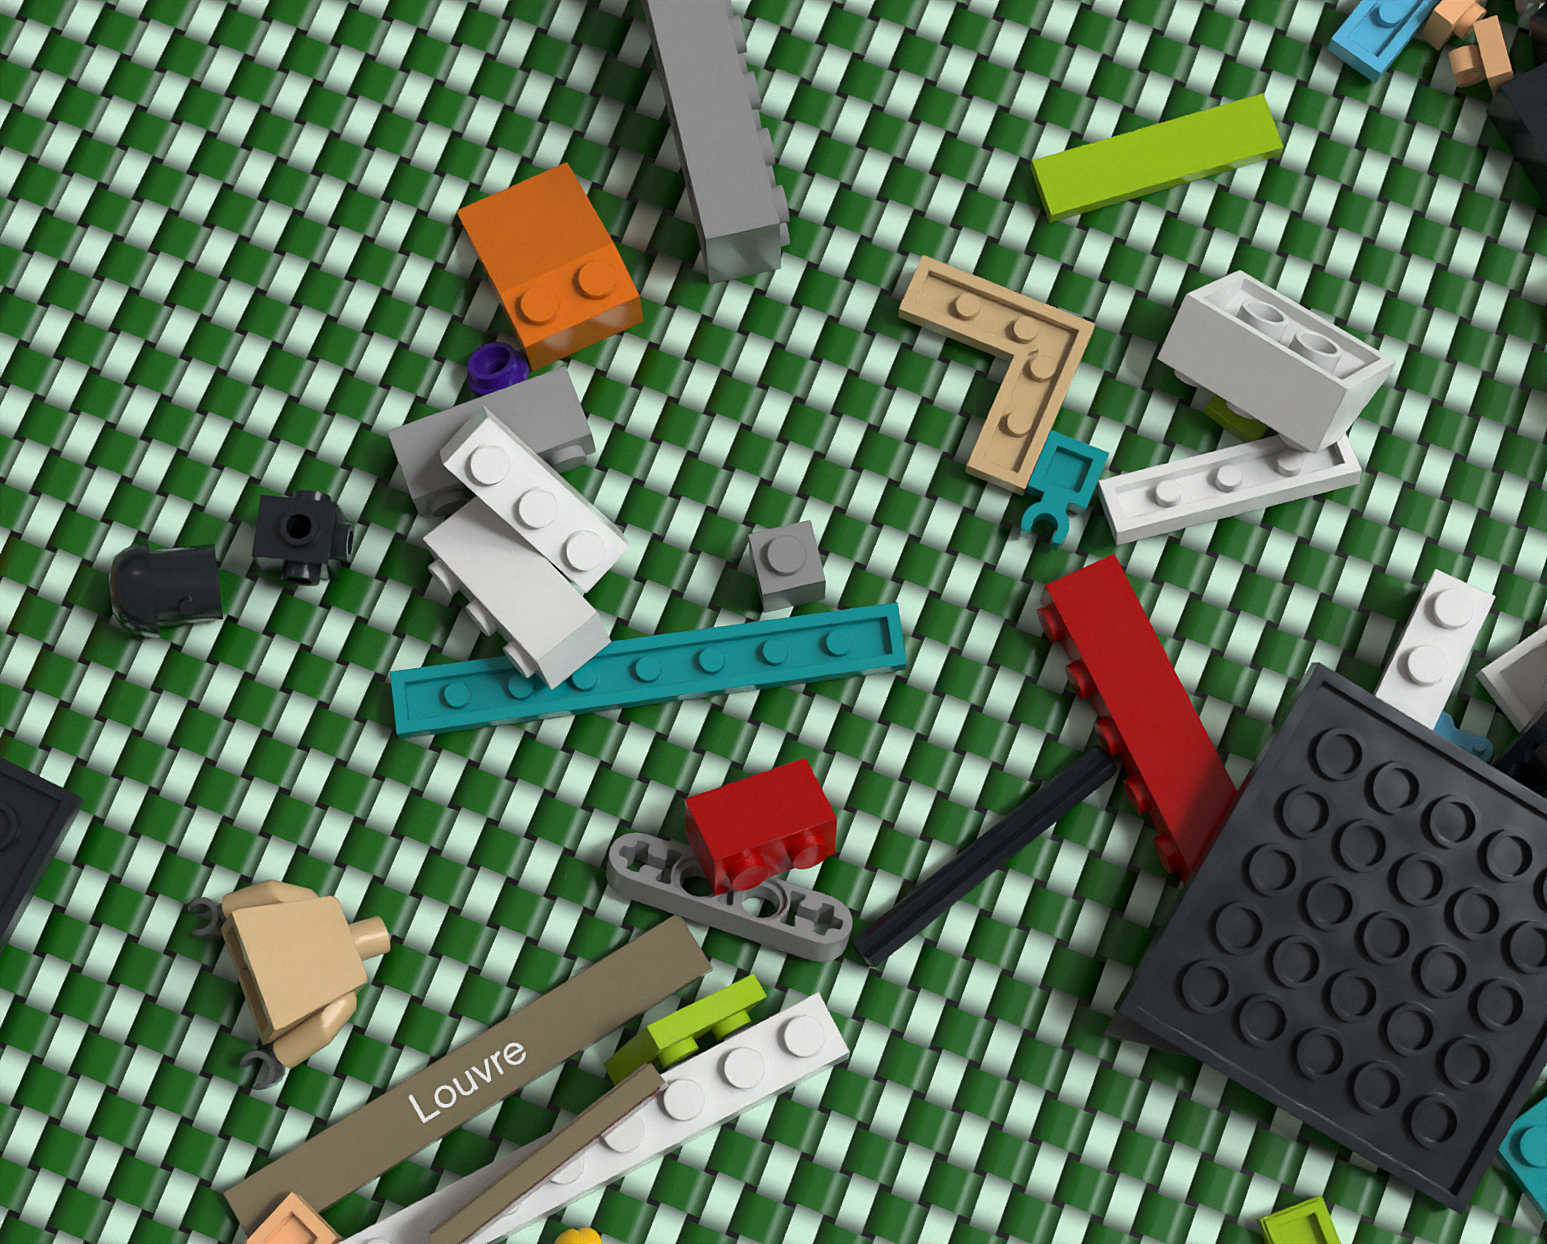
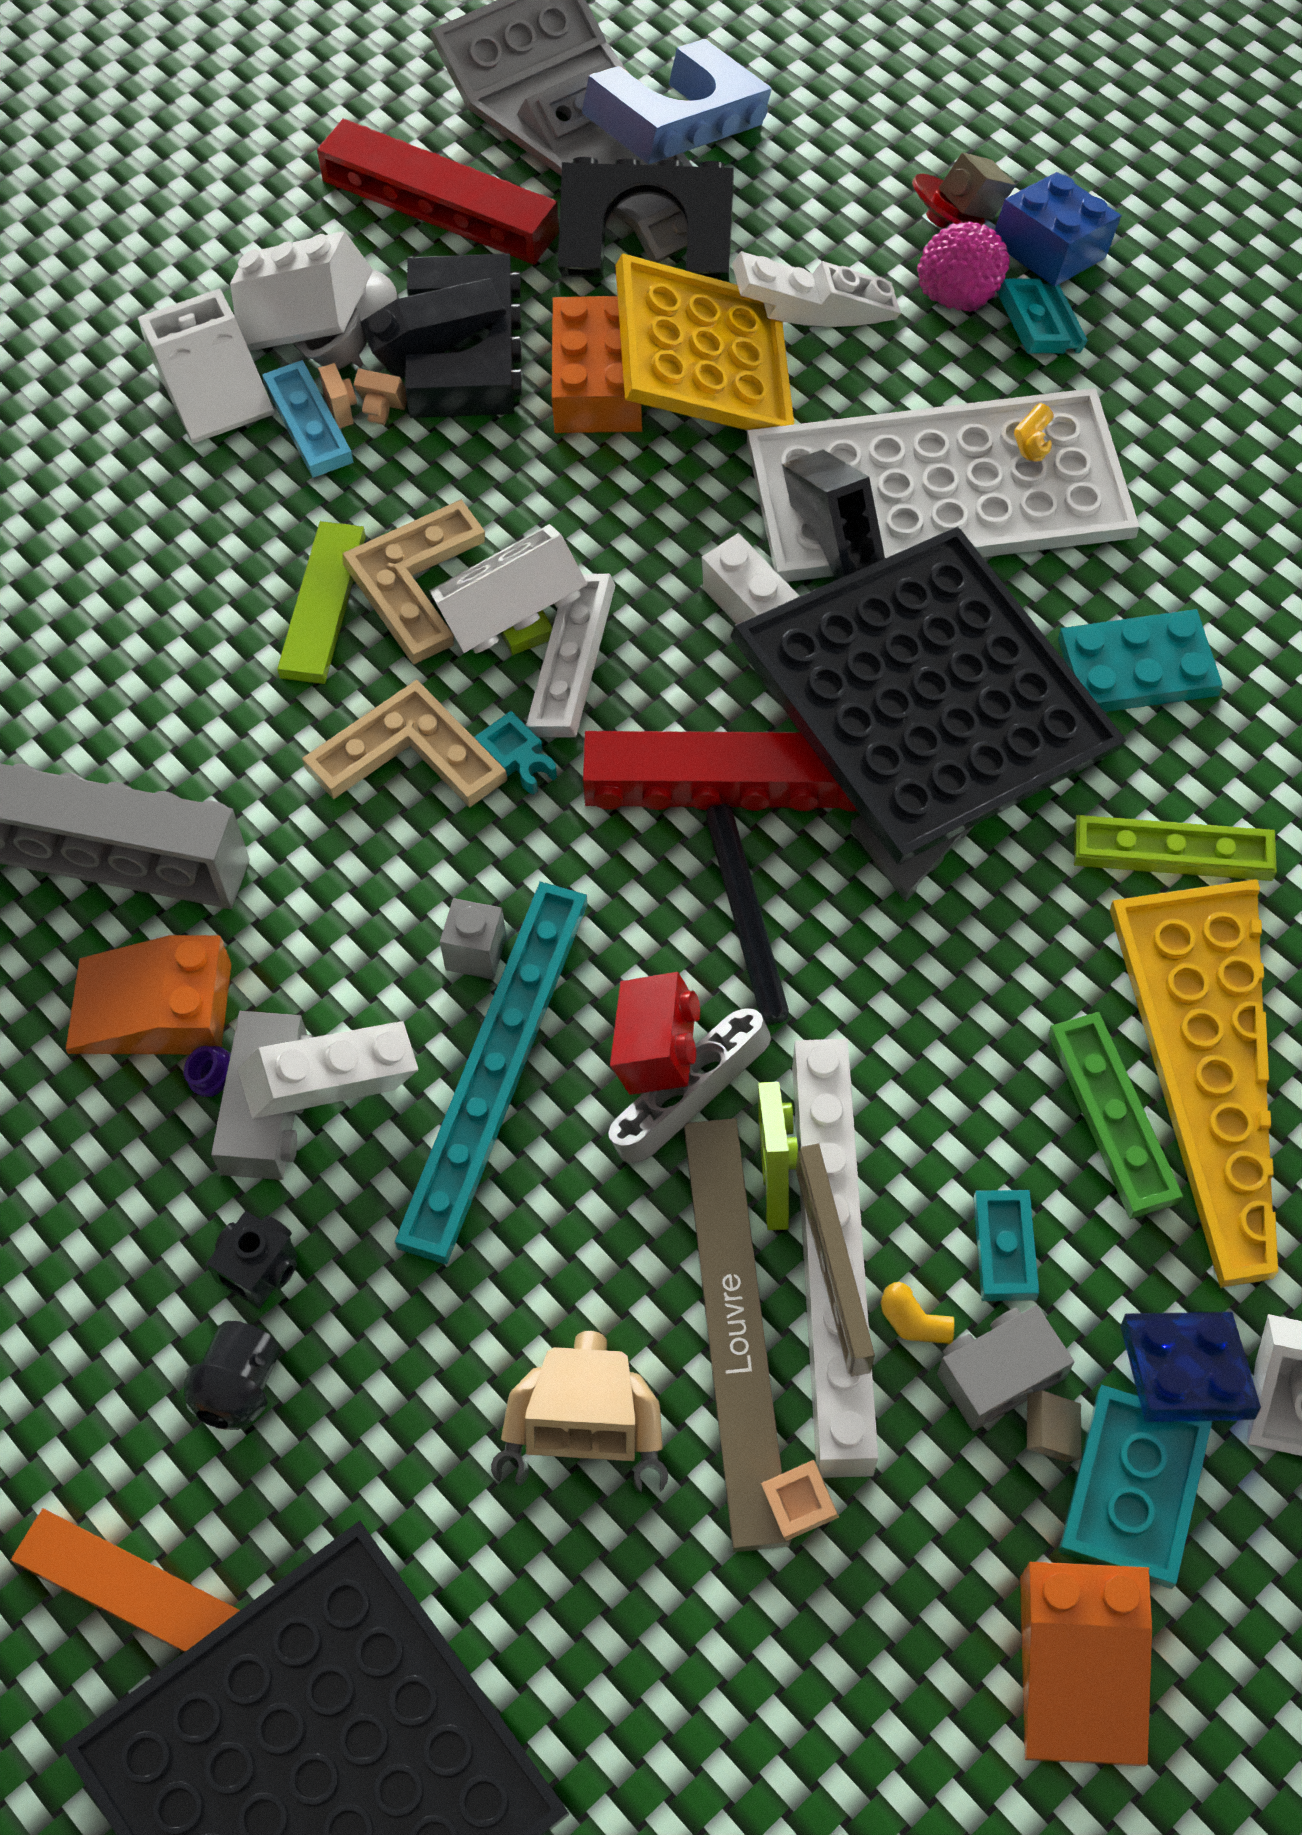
camera: 65 degrees left, 15 degrees down
(515, 593) = (386, 1119): white brick -> none
(1247, 203) = (386, 568): none -> tan plate

